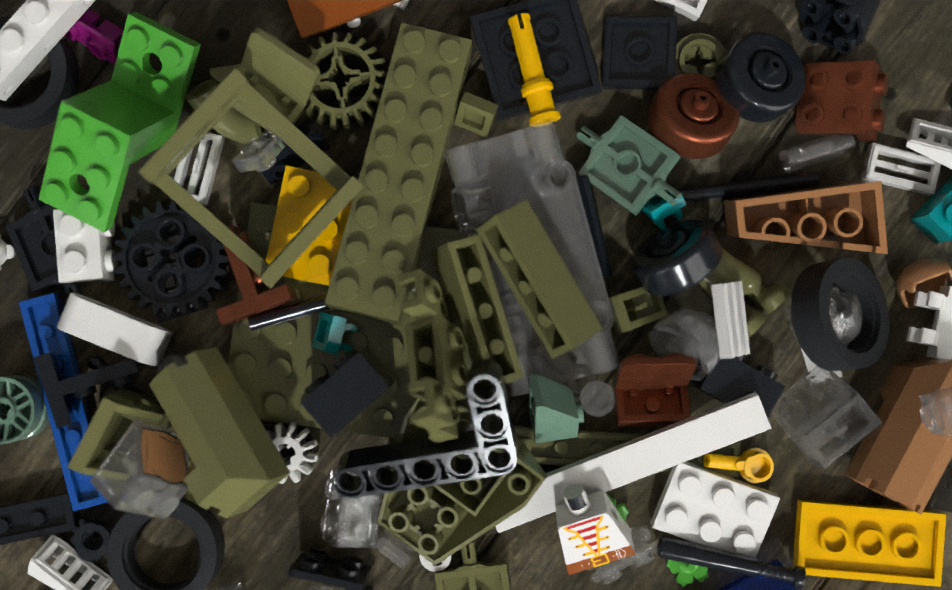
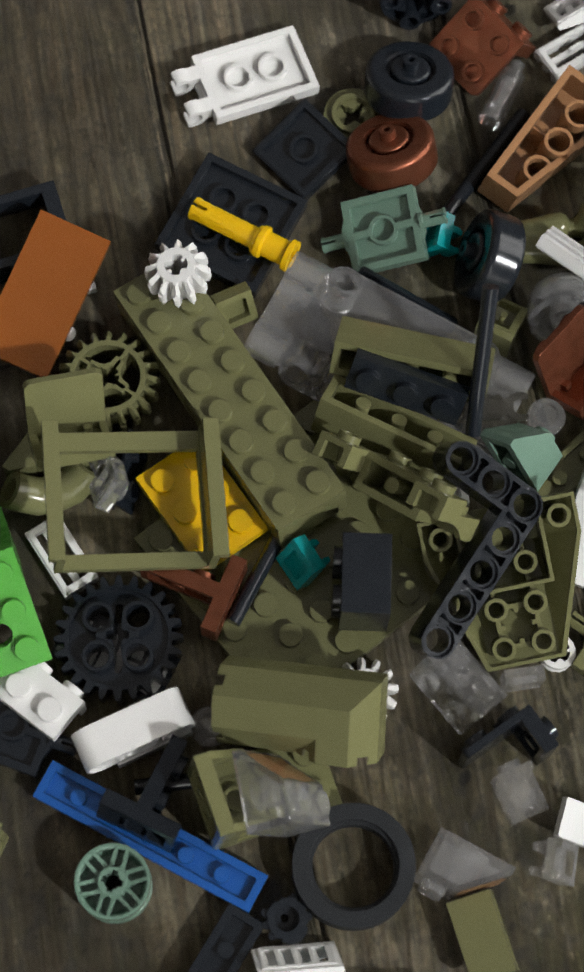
camera: 50 degrees left, 15 degrees down
(448, 43) = (164, 269): none -> white gear
(513, 294) = (407, 386): none -> black plate
(577, 333) = (481, 359): none -> black bar

